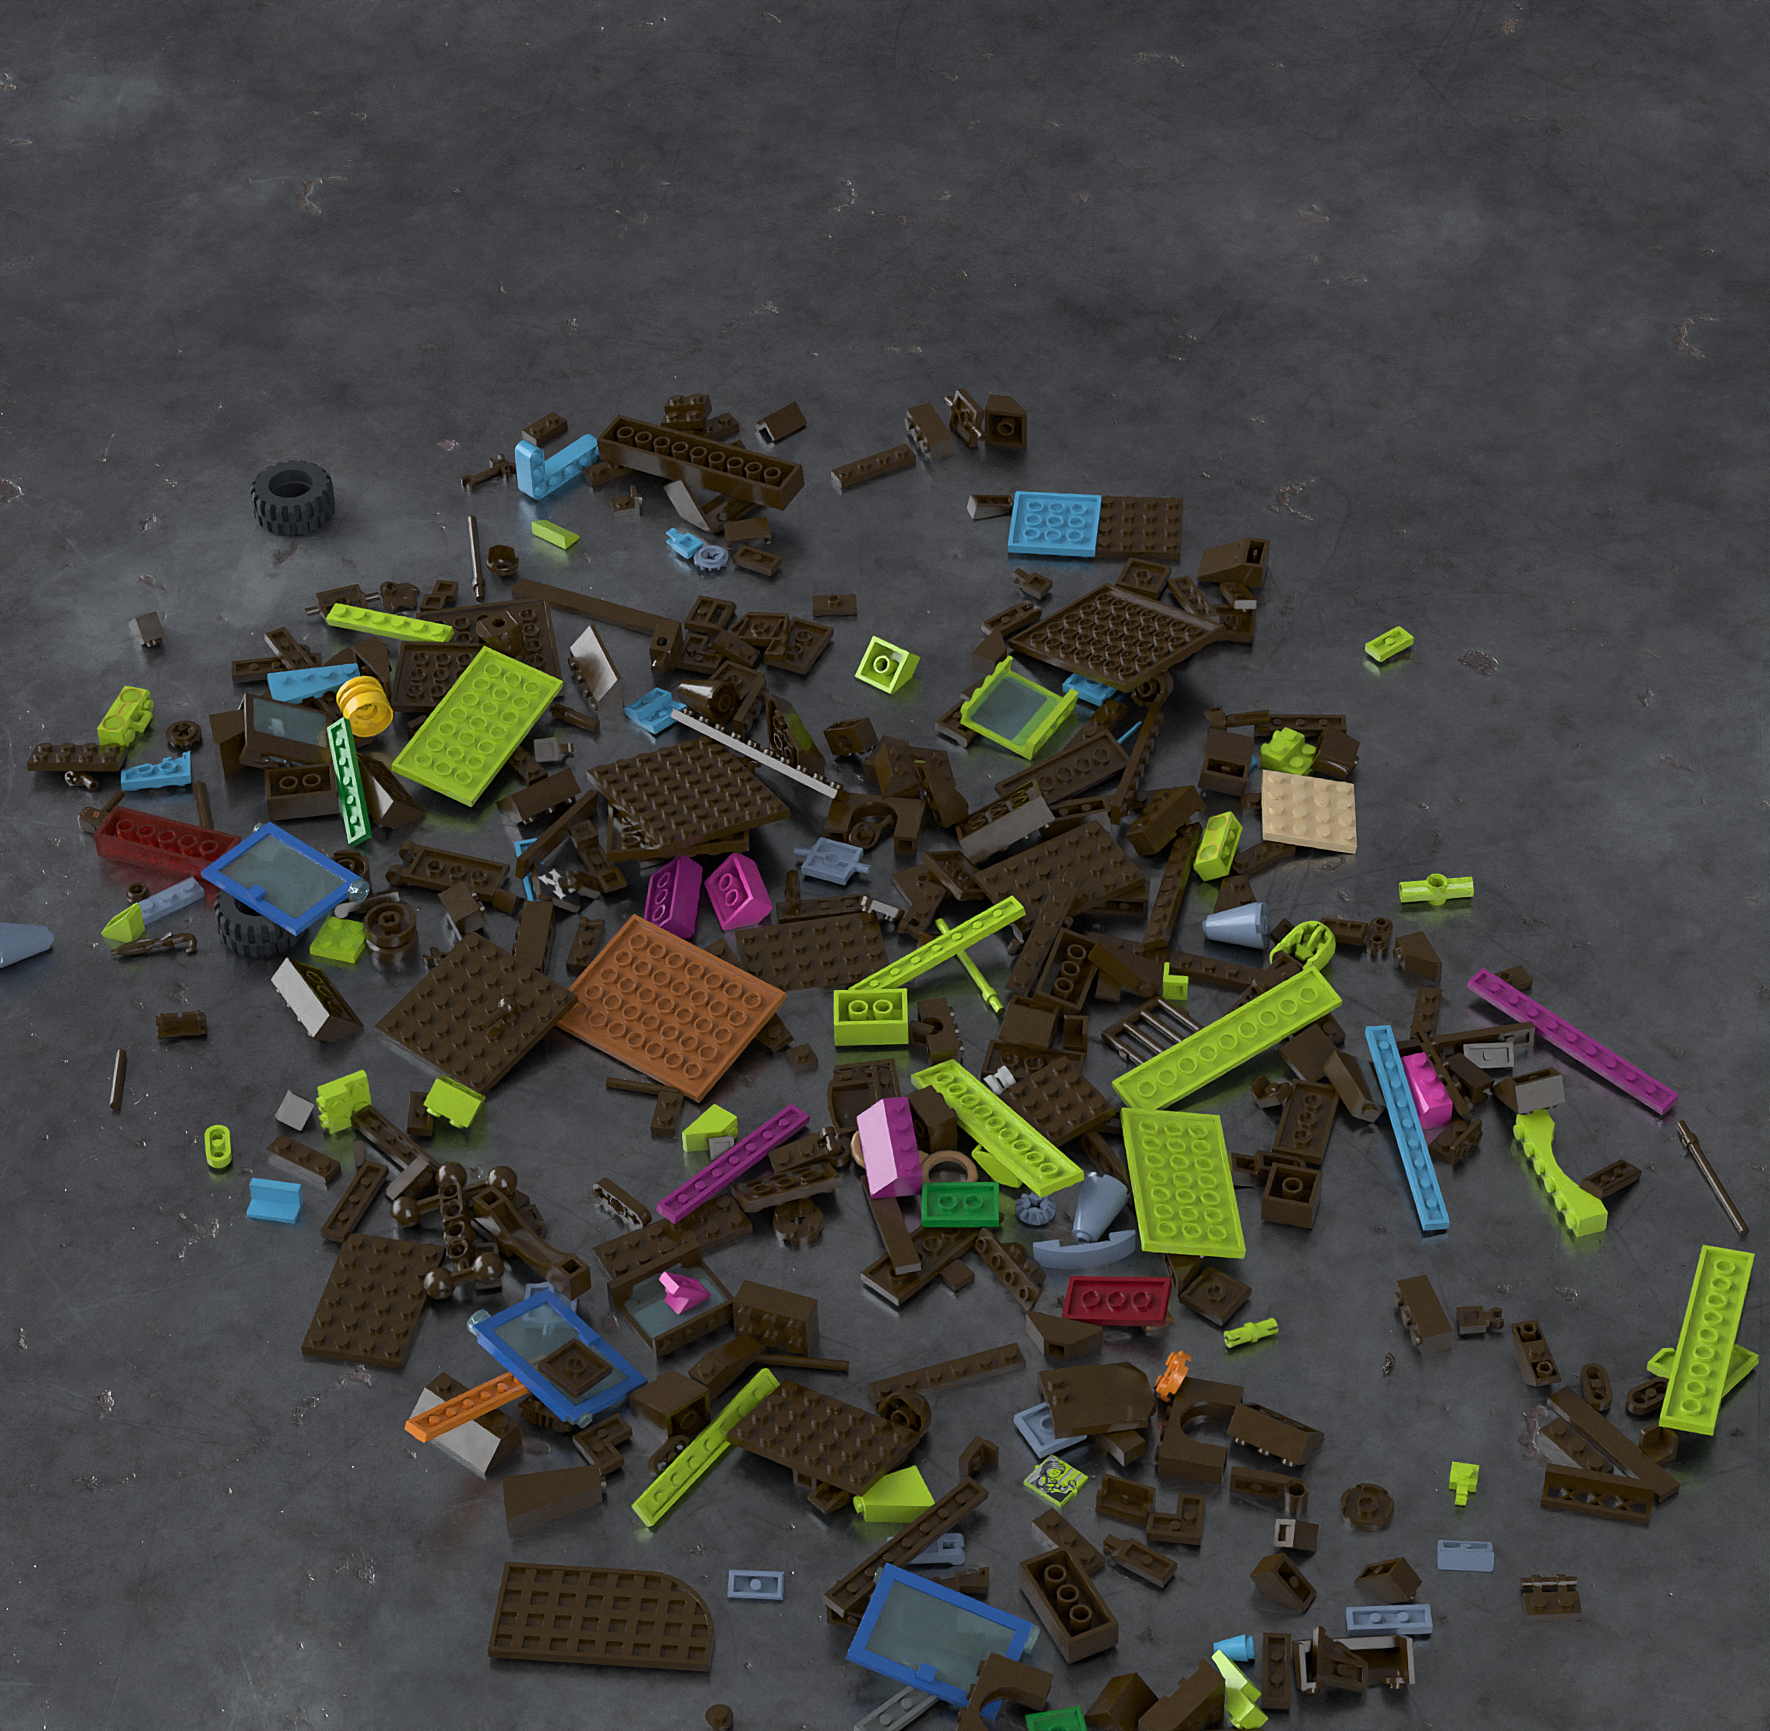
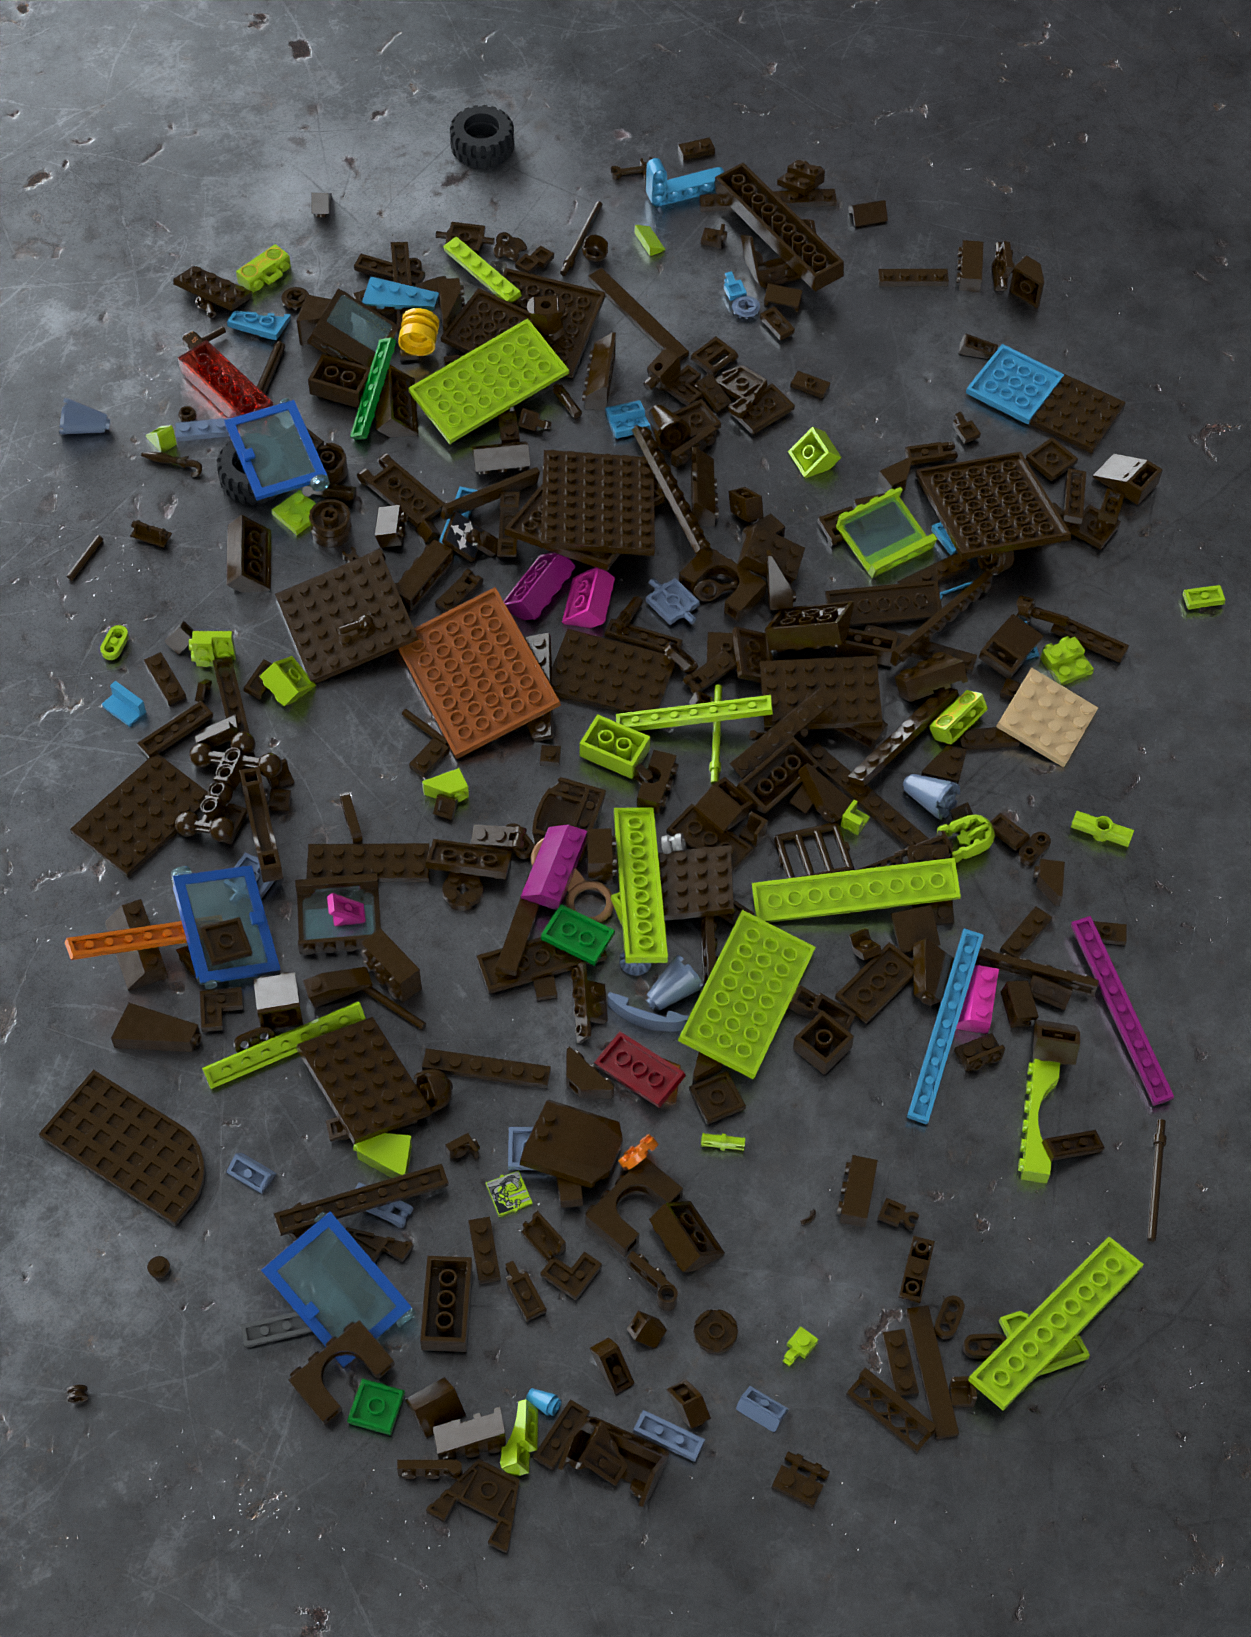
camera: 25 degrees right, 15 degrees up
(732, 1163) = (443, 822): magenta plate -> none
(1335, 753) = (1098, 676): dark brown torso -> none
(1440, 1065) = (999, 993): dark brown wing -> none

